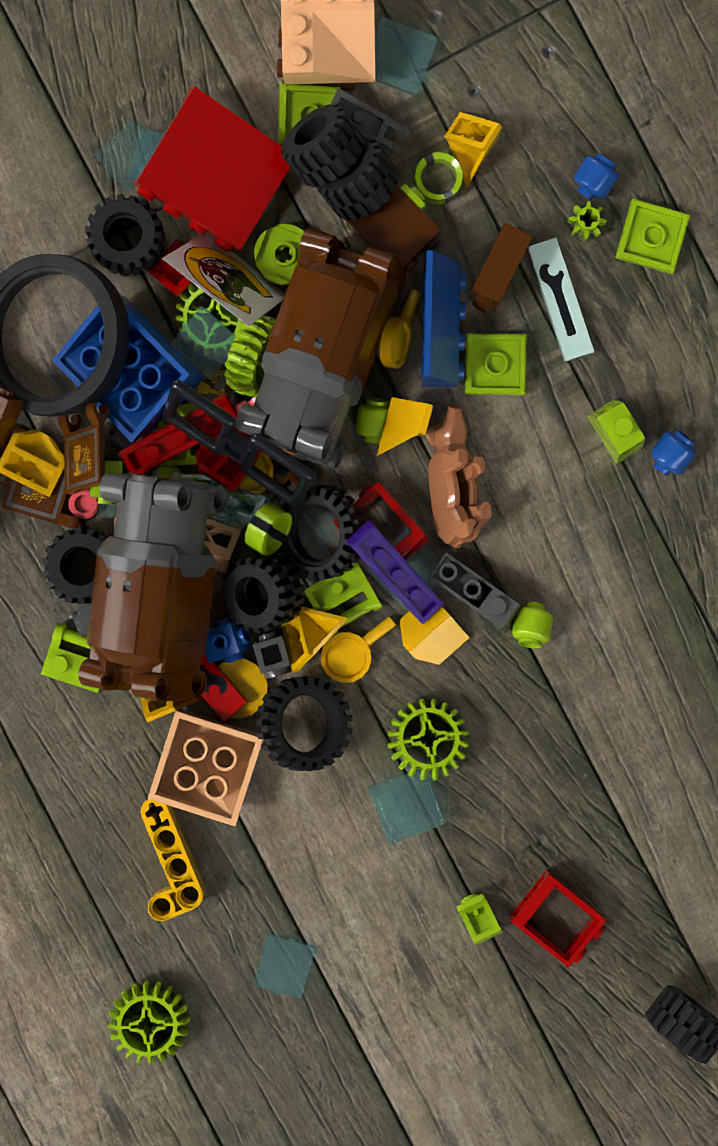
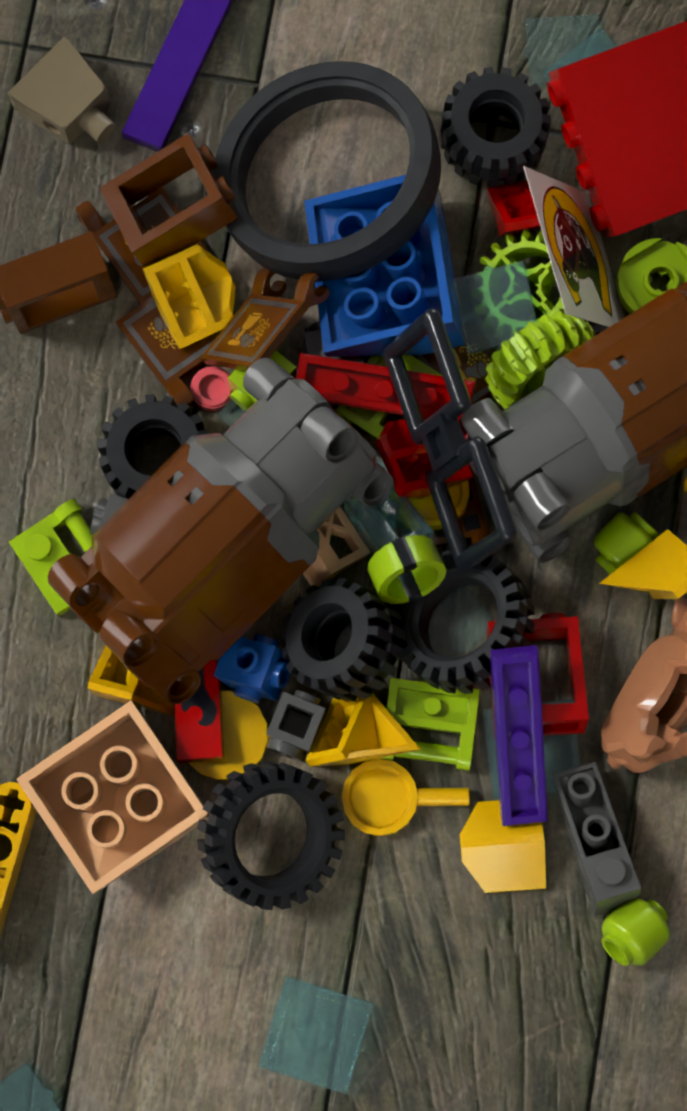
camera: 35 degrees right, 10 degrees down
(424, 713) = (422, 981): lime gear -> none

